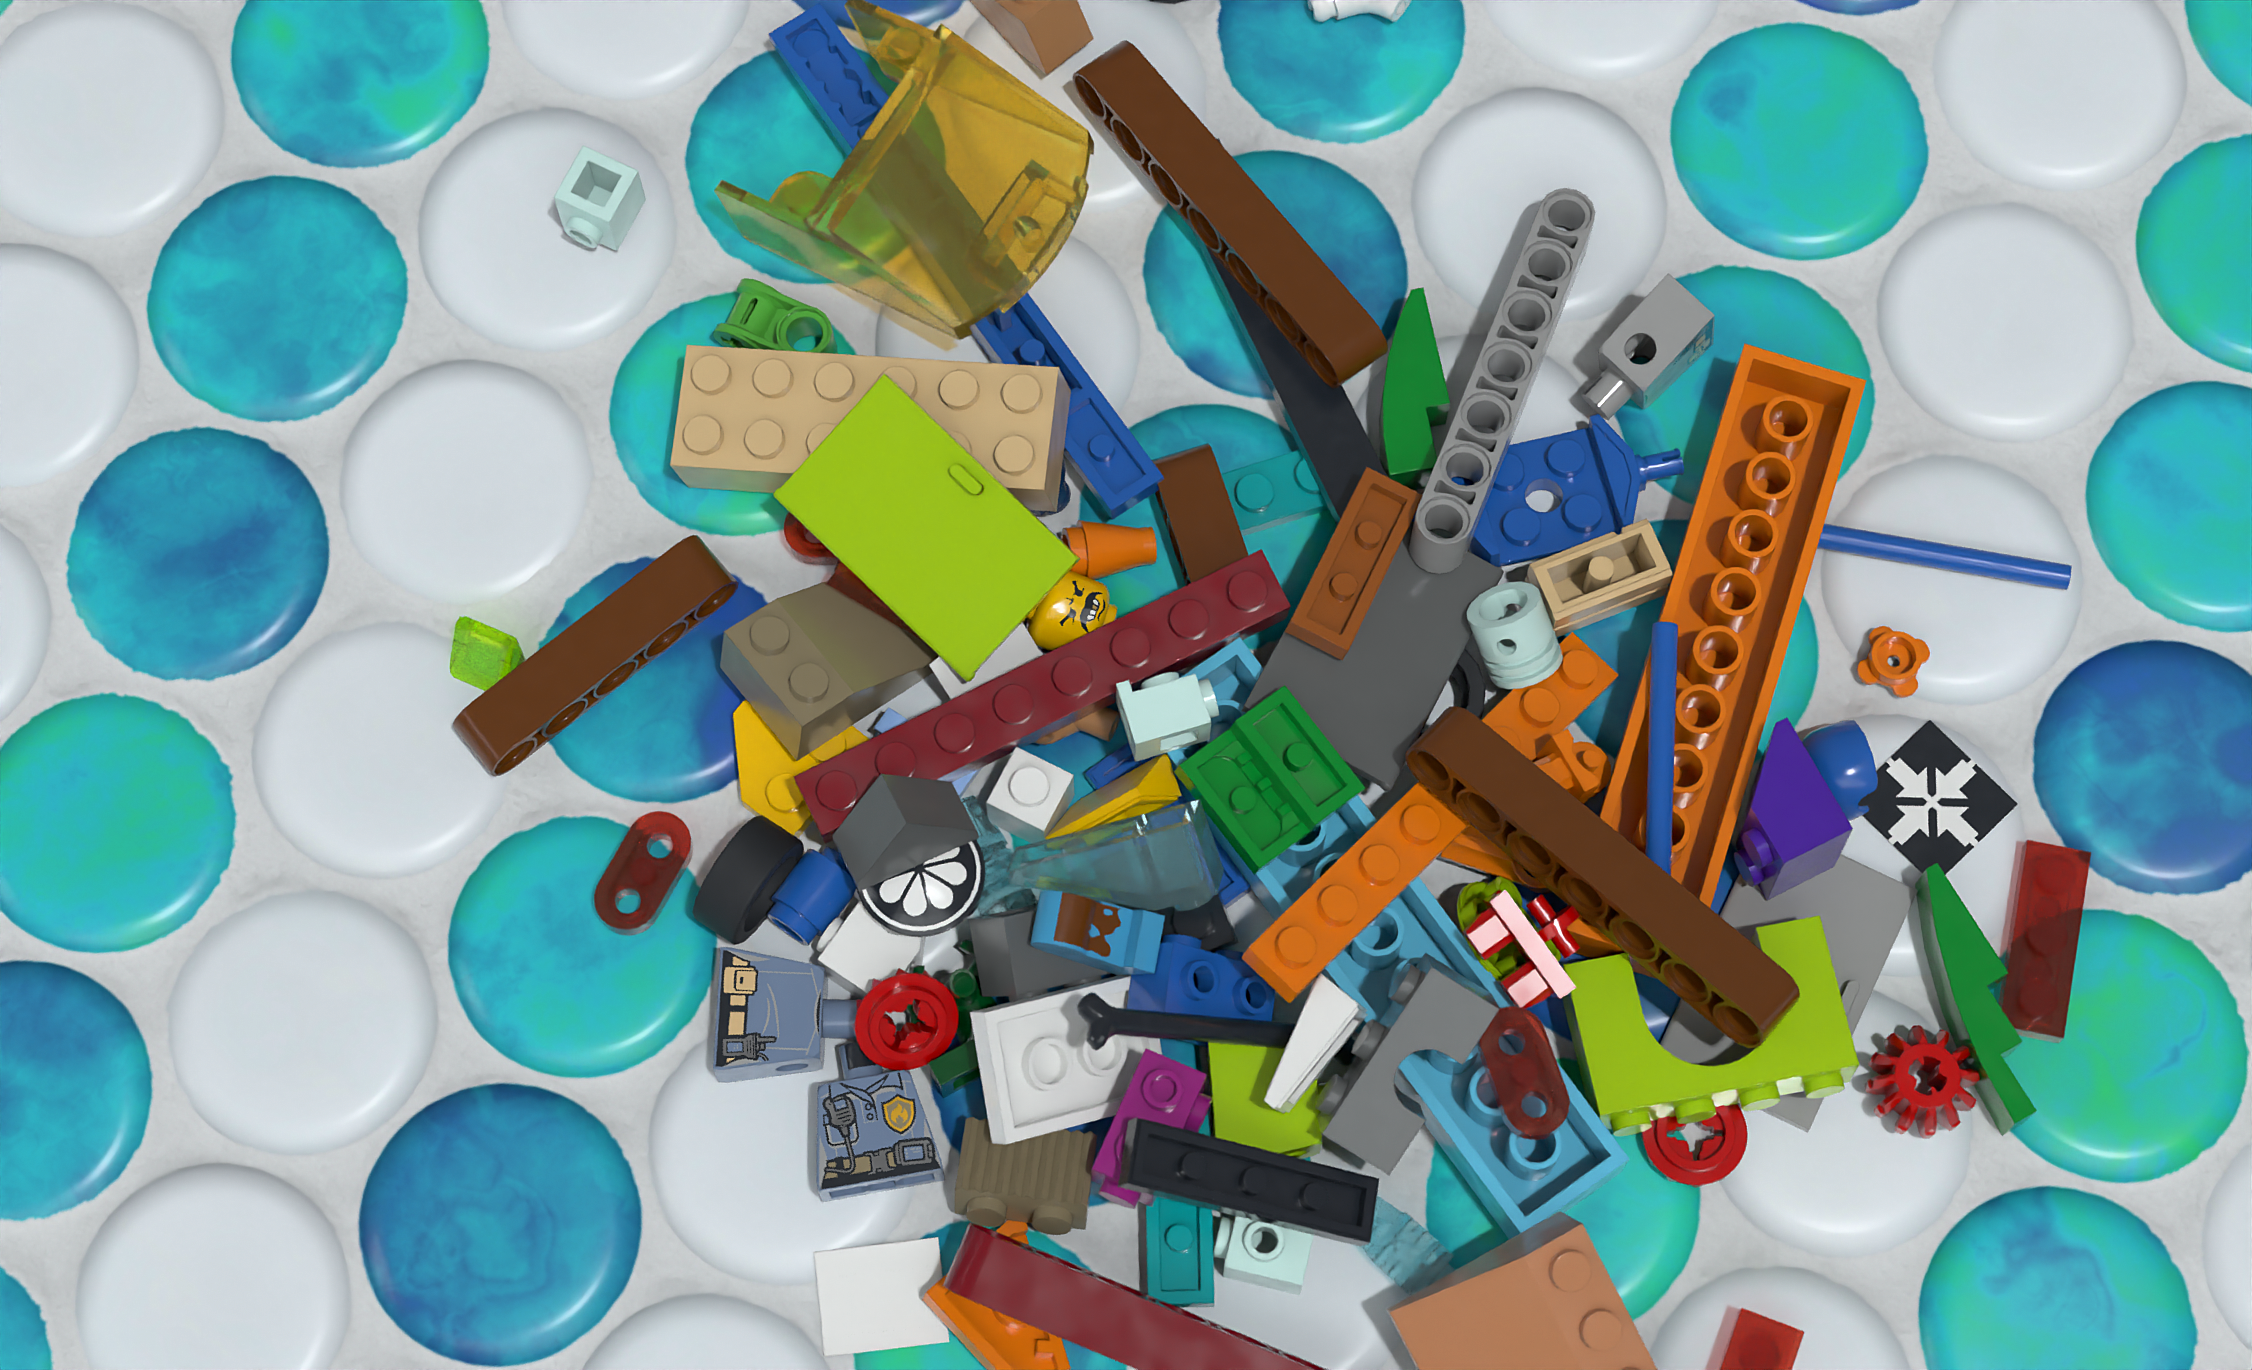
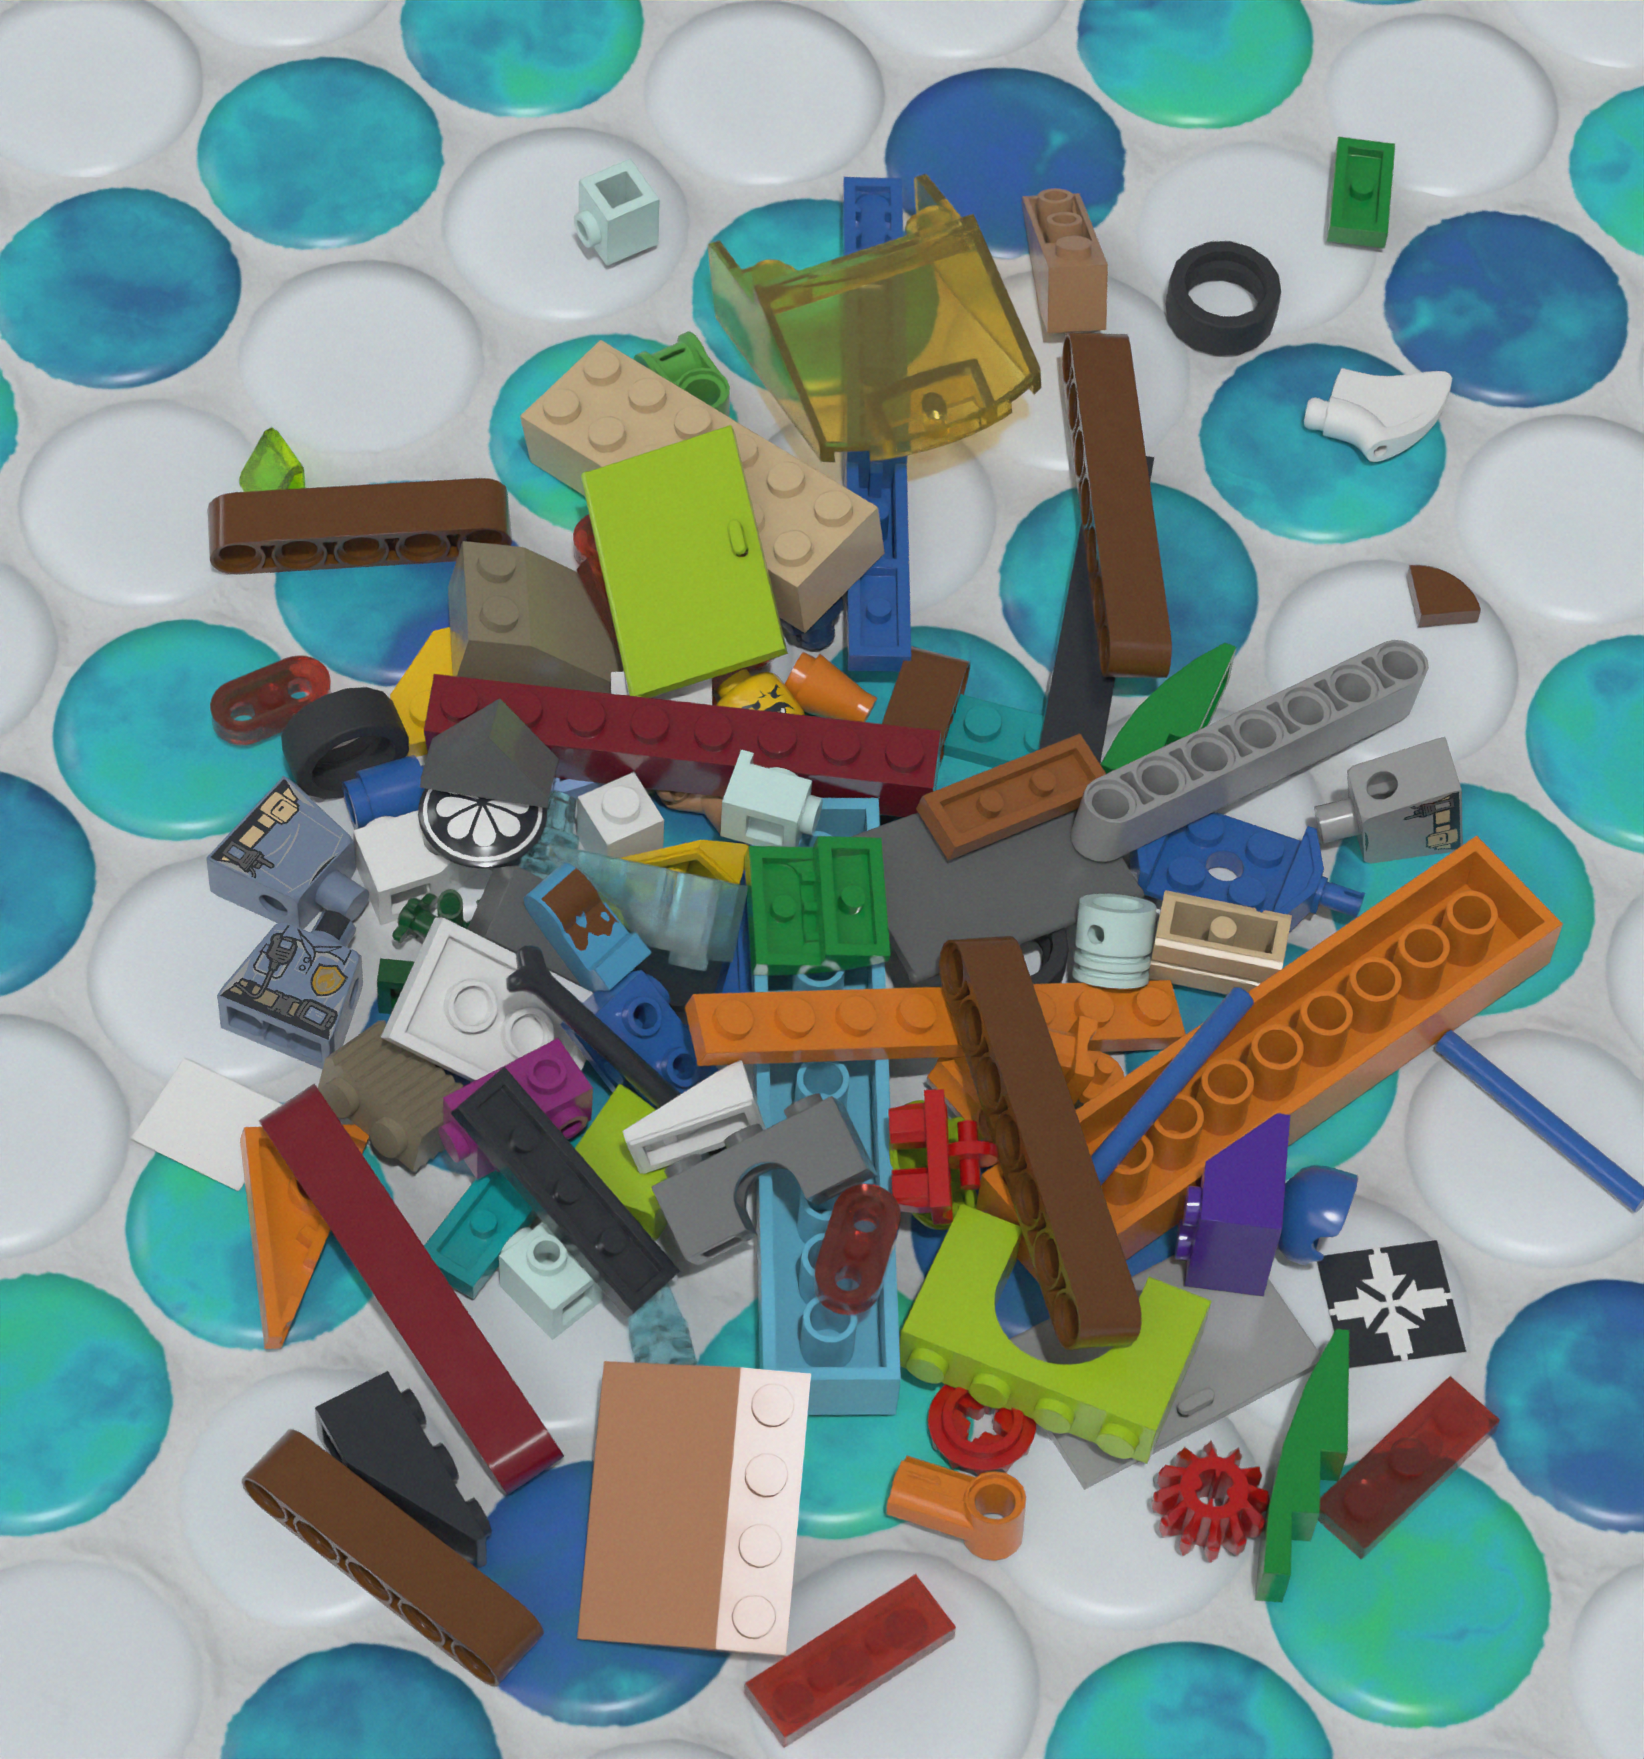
camera: 30 degrees right, 15 degrees down
(917, 1042) = (357, 906): red gear -> none
(1540, 117) = (1440, 597): none -> reddish brown tile
(1723, 1225) = (956, 1505): none -> orange piece
(1889, 643) = (1440, 1155): orange plate -> none

